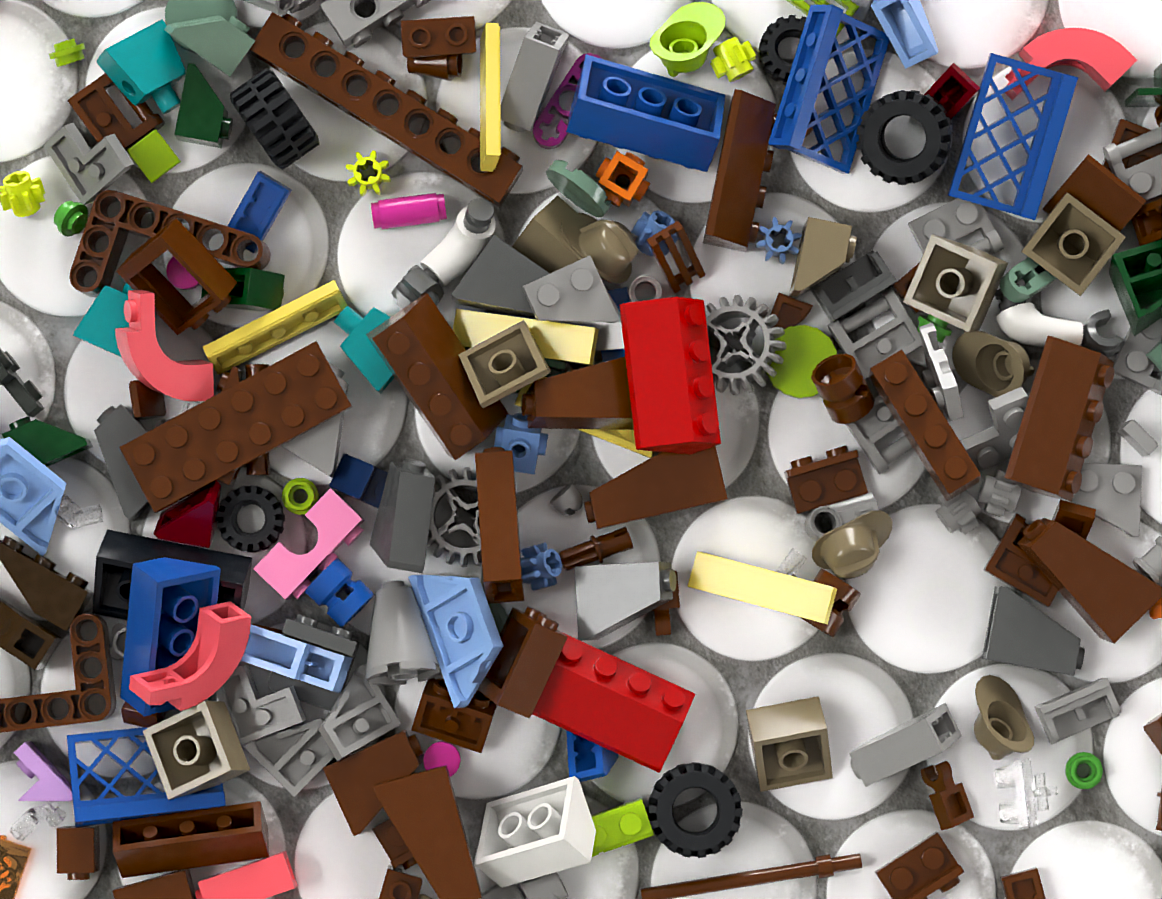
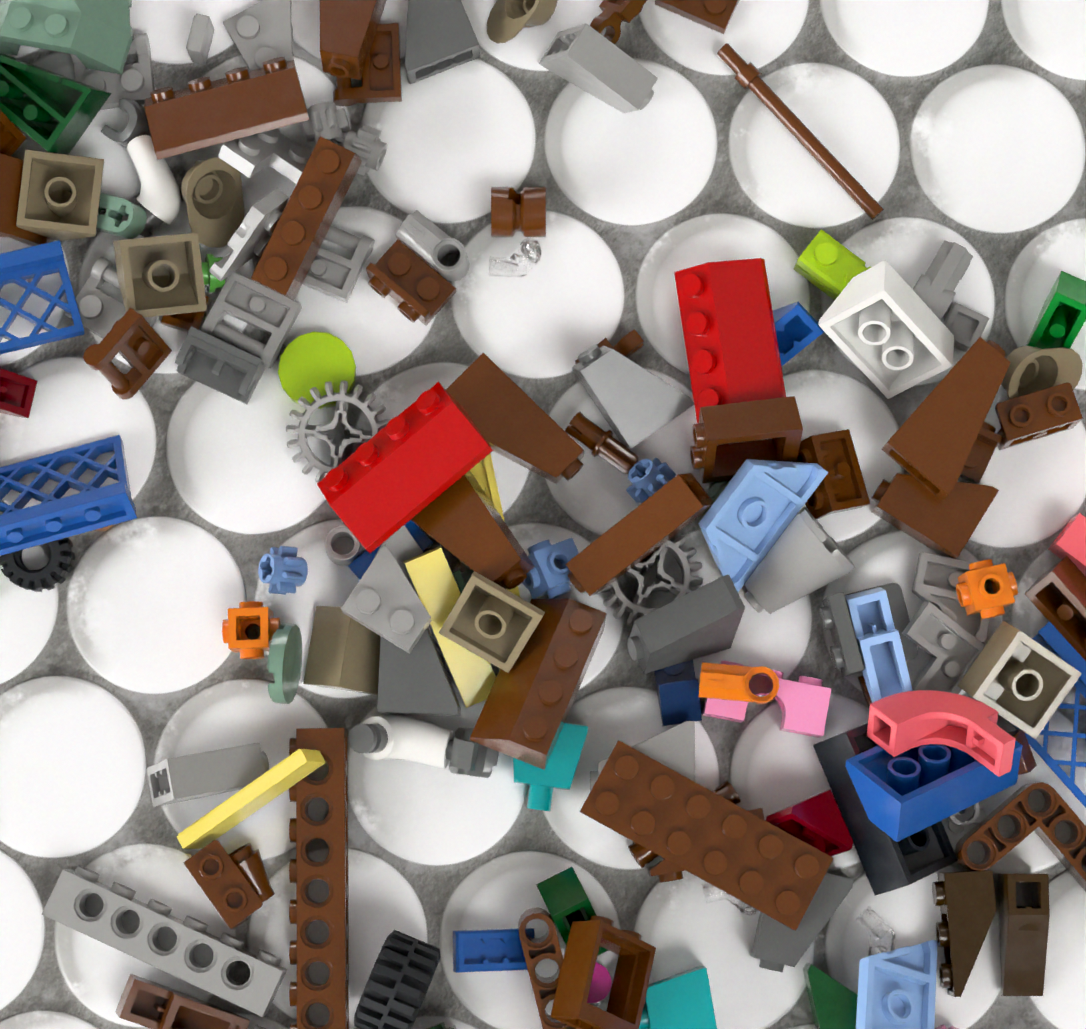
camera: 120 degrees left, 5 degrees down
(146, 402) = (731, 938): reddish brown slope -> none
(147, 362) = (690, 975): coral arch -> none
(228, 518) = (802, 770): black tyre -> none
(275, 327) = (590, 861): light yellow tile -> none
(289, 491) = (736, 730): lime plate -> none
(296, 772) = (974, 596): none -> orange brick
(330, 583) = (790, 658): blue wheel -> none
(337, 523) = (732, 682): none -> orange piece
(357, 717) = (891, 557): light grey wing -> none
(362, 164) = (383, 863): neon yellow gear -> none
(408, 211) = (403, 809): dark pink piece -> none
(442, 754) = (875, 462): dark pink tile -> none
(546, 118) = (179, 737): magenta beam -> none
(567, 500) = (574, 497): light grey hinge -> none
(606, 242) = (319, 611): dark tan piece -> none
(646, 113) = (176, 647): blue slope -> none
(685, 273) = (301, 522): reddish brown tile -> none
(687, 36) = (81, 654): piece -> none
(718, 833) = (782, 182): black tyre -> none
(733, 59) = (77, 601): neon yellow gear -> none
(740, 173) = (178, 529): reddish brown slope -> none
(762, 587) = (542, 273): light yellow tile -> none
(782, 250) = (212, 449): medium blue gear -> none
(789, 311) = (277, 409): reddish brown tile -> none
(789, 743) = (661, 169): dark tan slope -> none
(821, 253) = (210, 409): dark tan slope -> none
(842, 388) = (318, 313): reddish brown wheel -> none
(853, 546) = (455, 217): dark tan piece -> none
(878, 155) = (71, 371): black tyre -> none
(910, 228) = (137, 345): none -> reddish brown plate
(1075, 517) = (306, 48): reddish brown plate -> none

